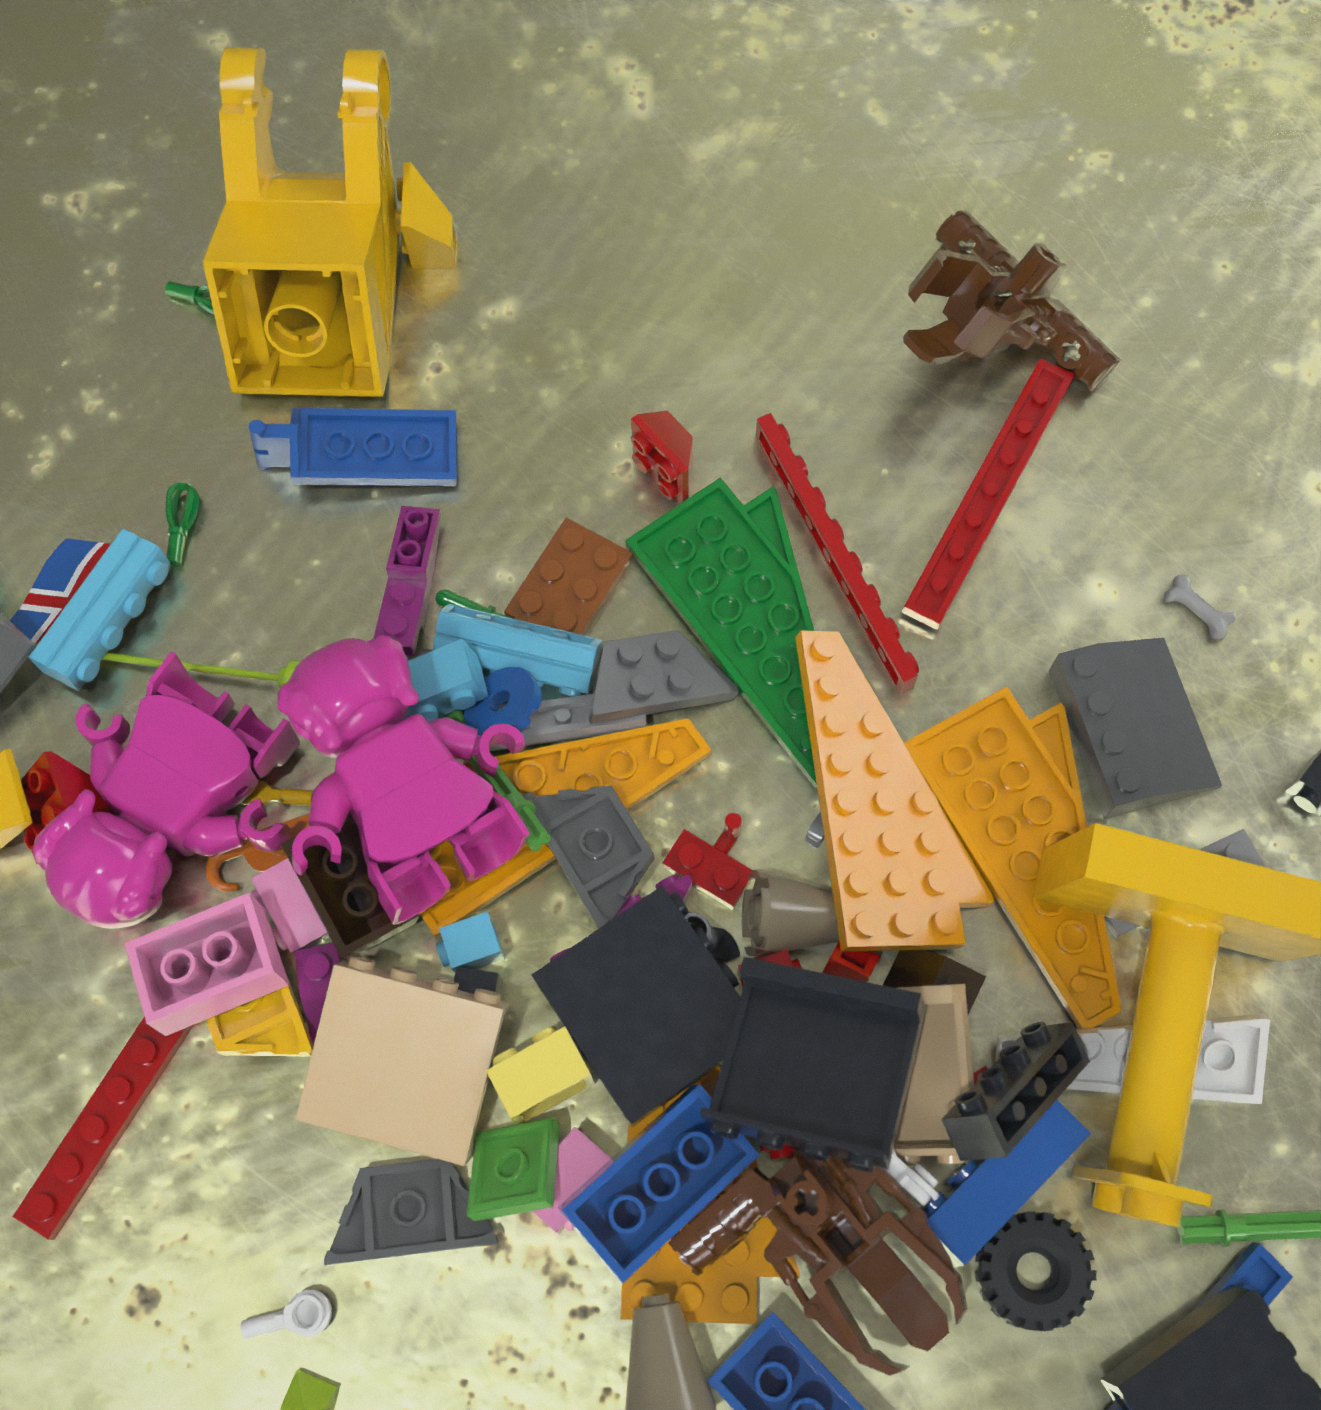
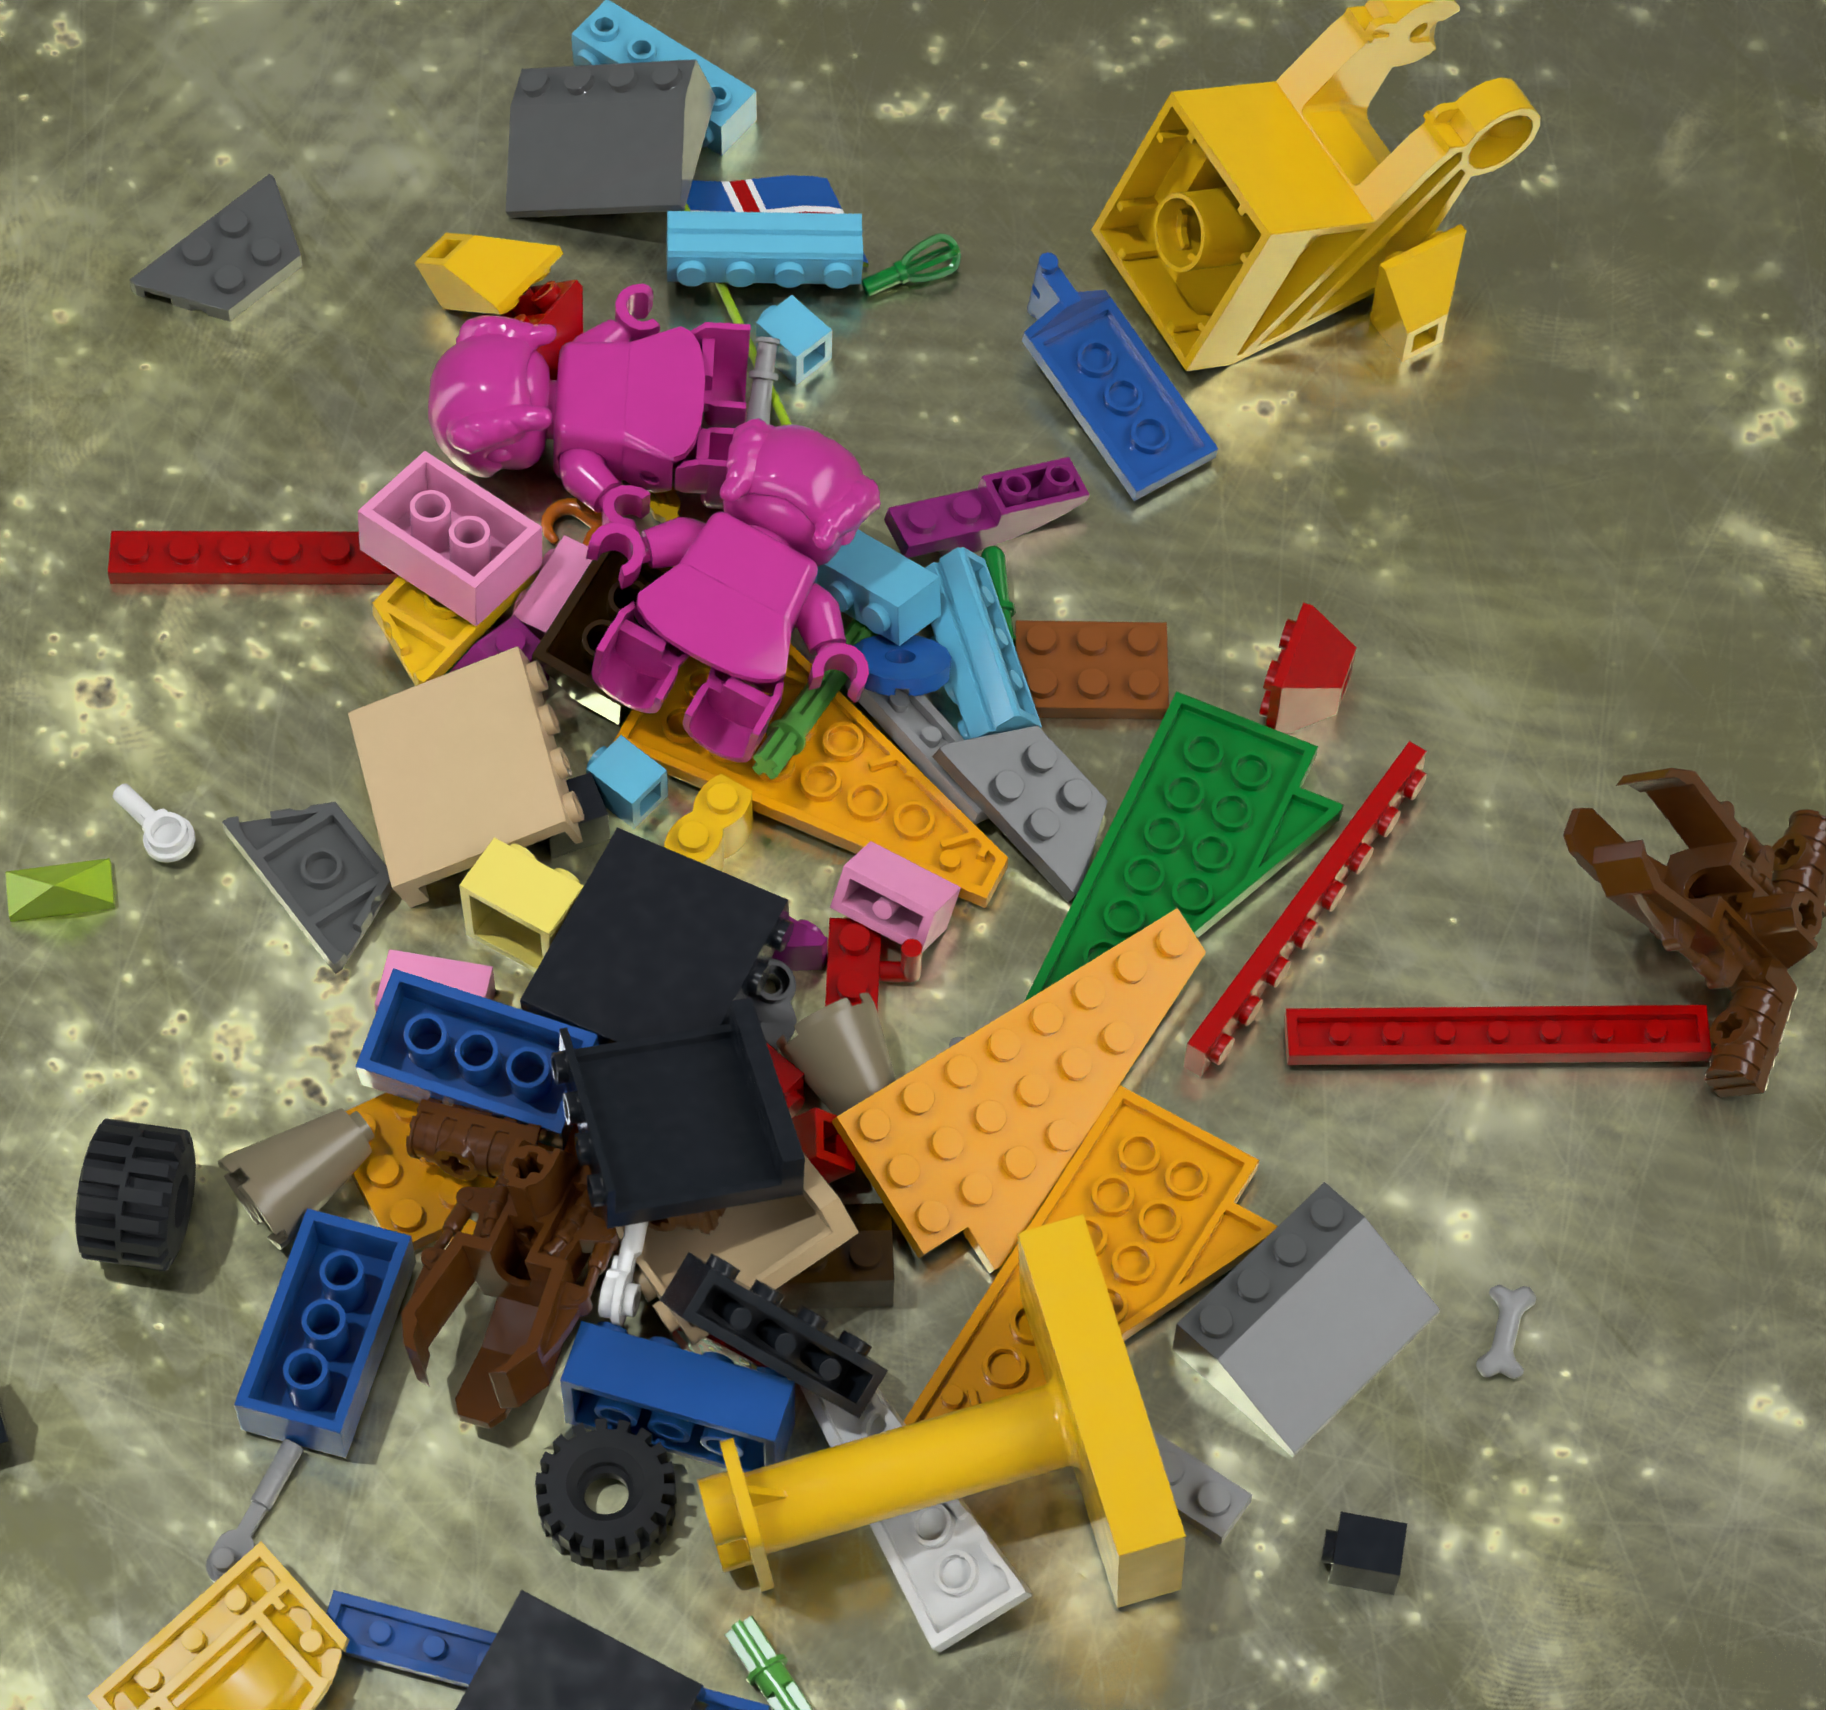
camera: 55 degrees right, 10 degrees down
(185, 631) = (802, 336): none -> medium azure brick
(215, 676) = (763, 379): none -> light grey piece
(514, 1169) = (415, 934): bright green tile -> none
(547, 904) = (716, 826): none -> yellow brick
(595, 846) = (801, 829): dark grey wing -> none
(678, 809) = (894, 896): none -> bright pink brick

